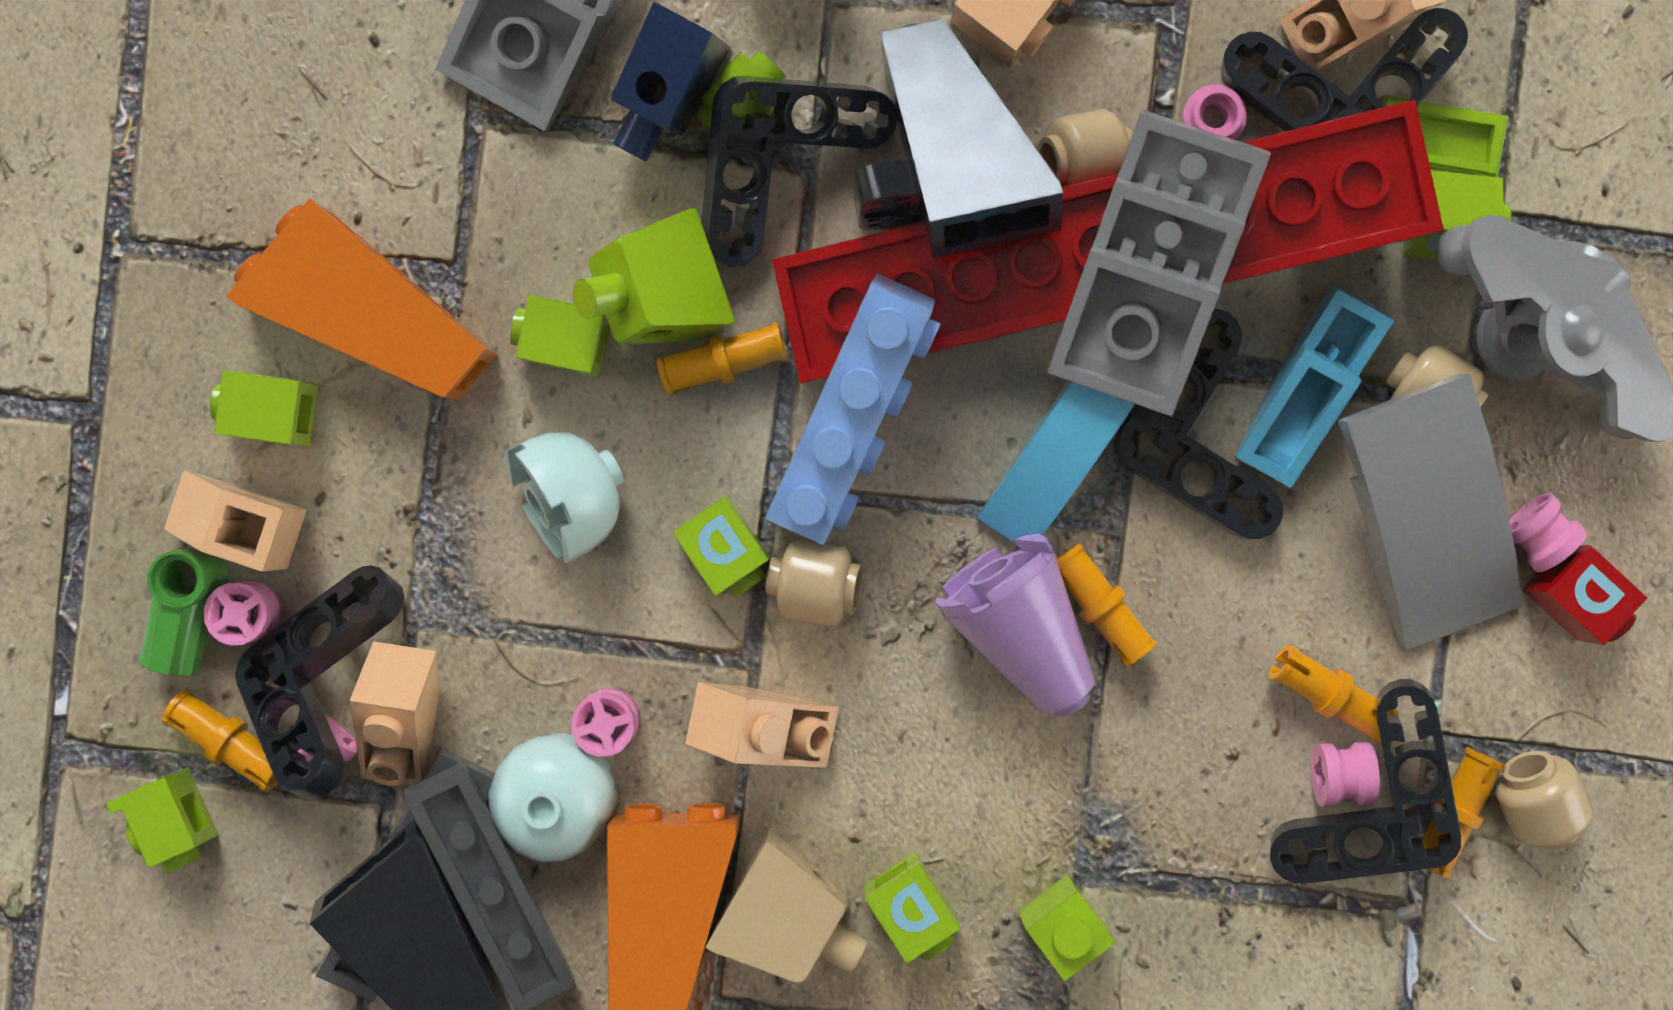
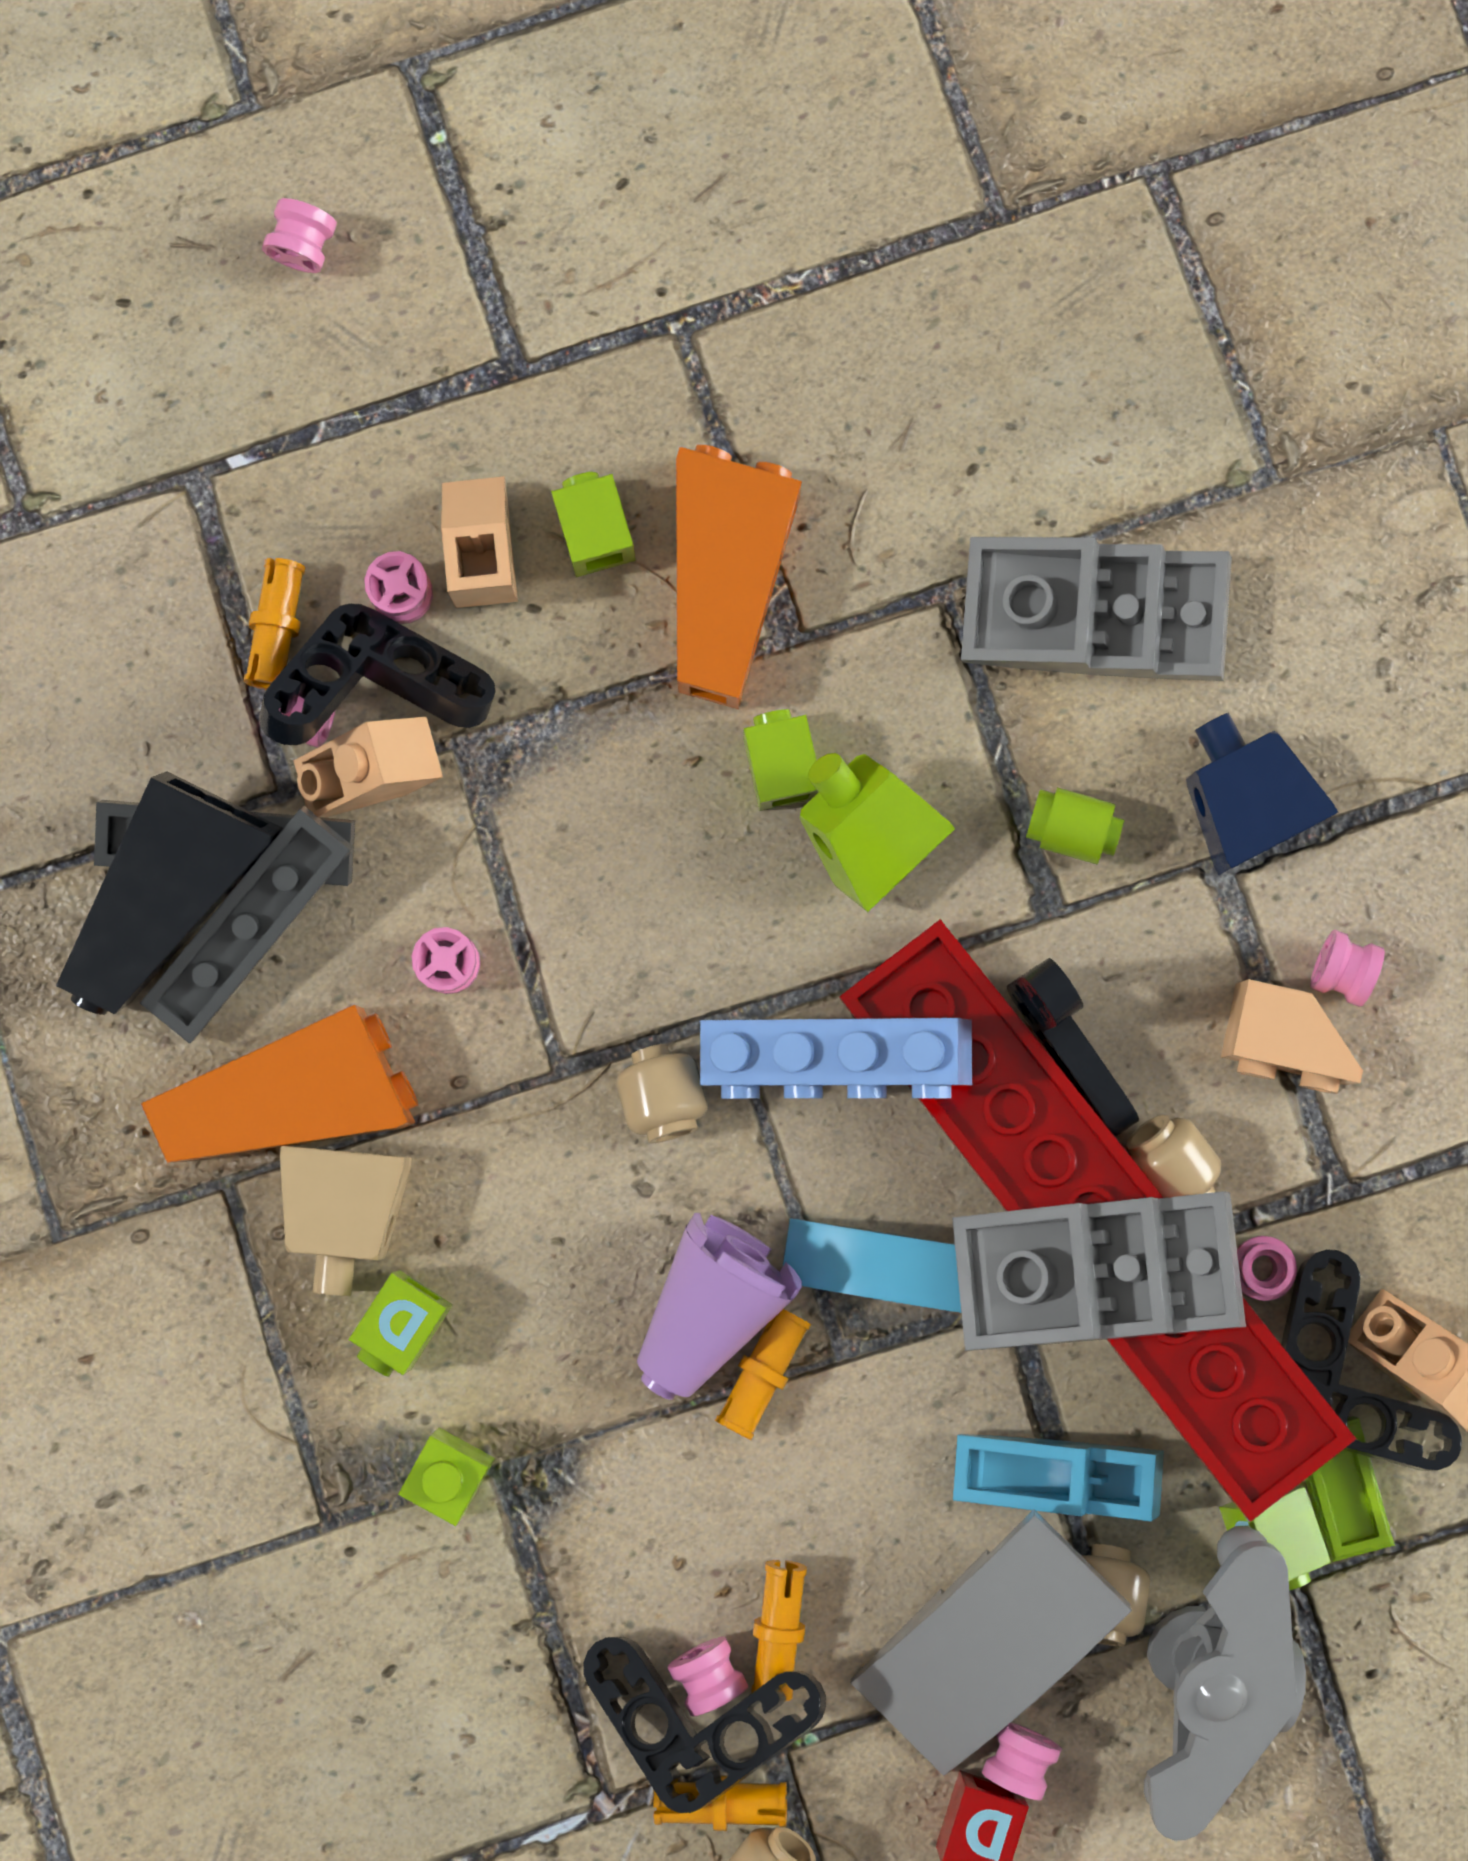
camera: 60 degrees right, 5 degrees down
(166, 820) = (178, 603): lime brick -> none
(176, 623) = (369, 530): bright green piece -> none
(552, 798) = (353, 944): light aqua cylinder -> none
(567, 491) = (642, 830): light aqua cylinder -> none
(668, 52) = (1083, 756): dark blue torso -> none
(722, 359) = (828, 916): light orange pin -> none
(723, 548) = (655, 996): lime brick -> none
(757, 140) = (1042, 856): black beam -> none
(761, 726) = (506, 1106): light nougat slope -> none
(971, 157) = (1116, 1053): slope -> none
(1174, 430) = (956, 1364): black beam -> none

